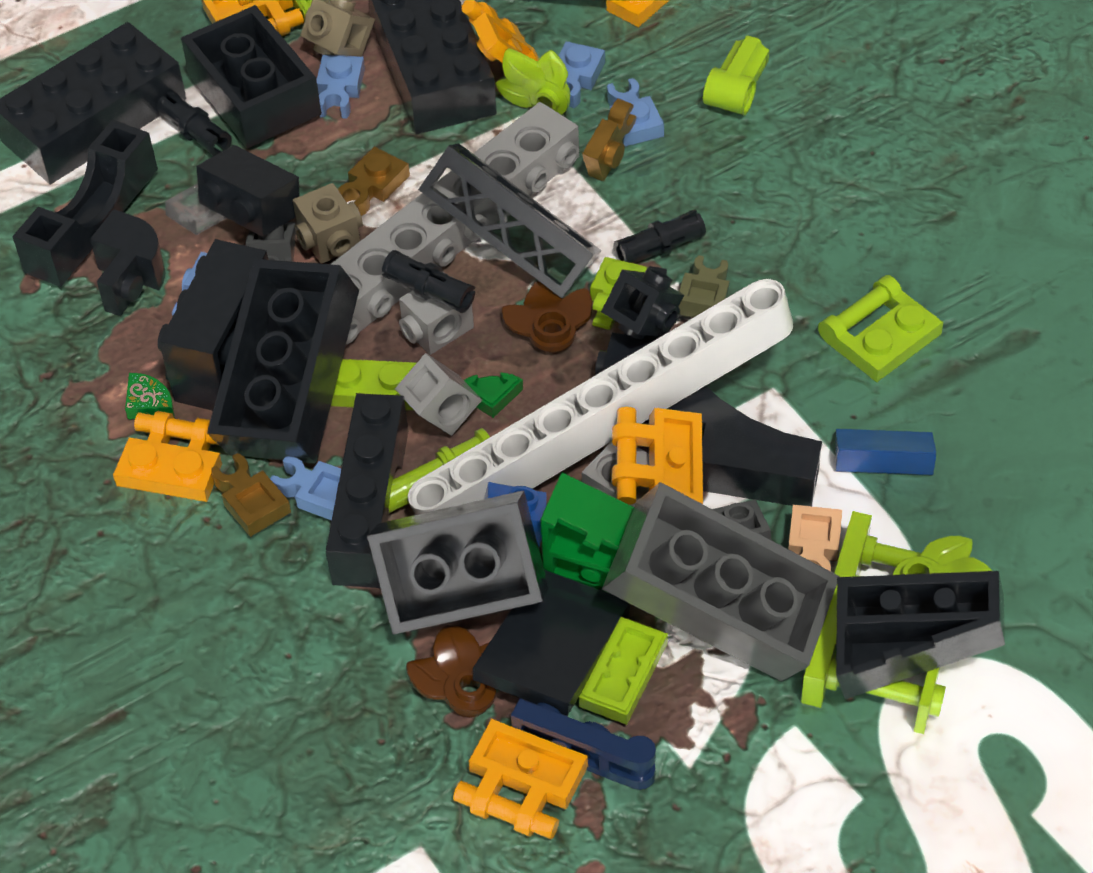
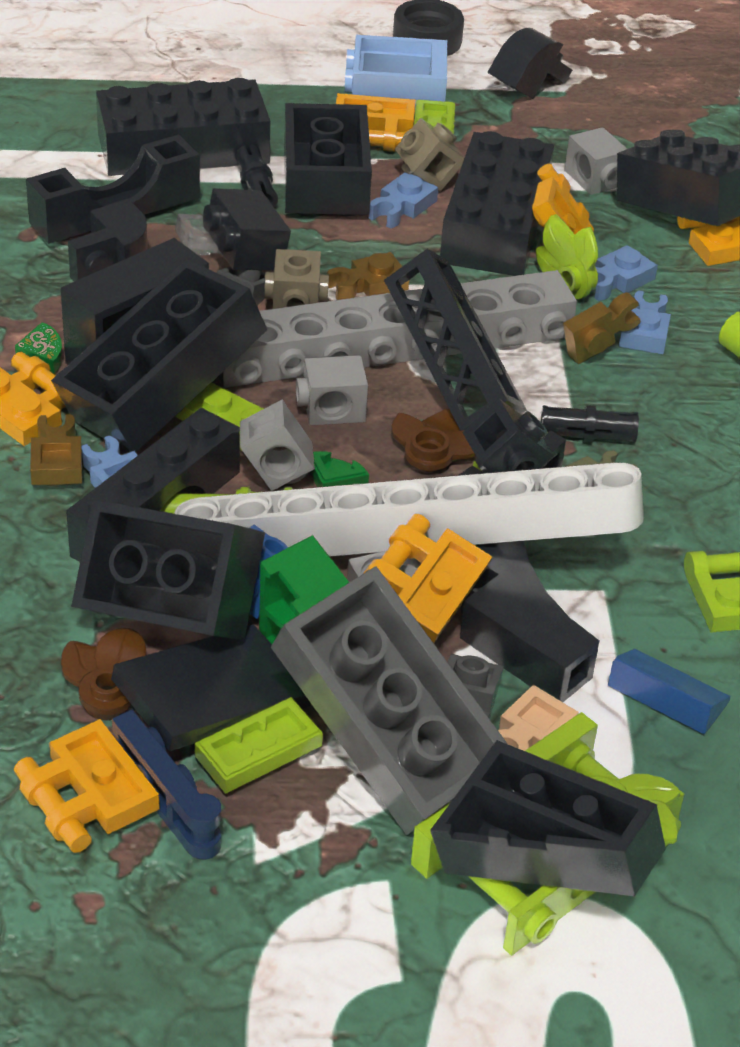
camera: 25 degrees right, 10 degrees down
(428, 281) = (335, 351): black pin -> none

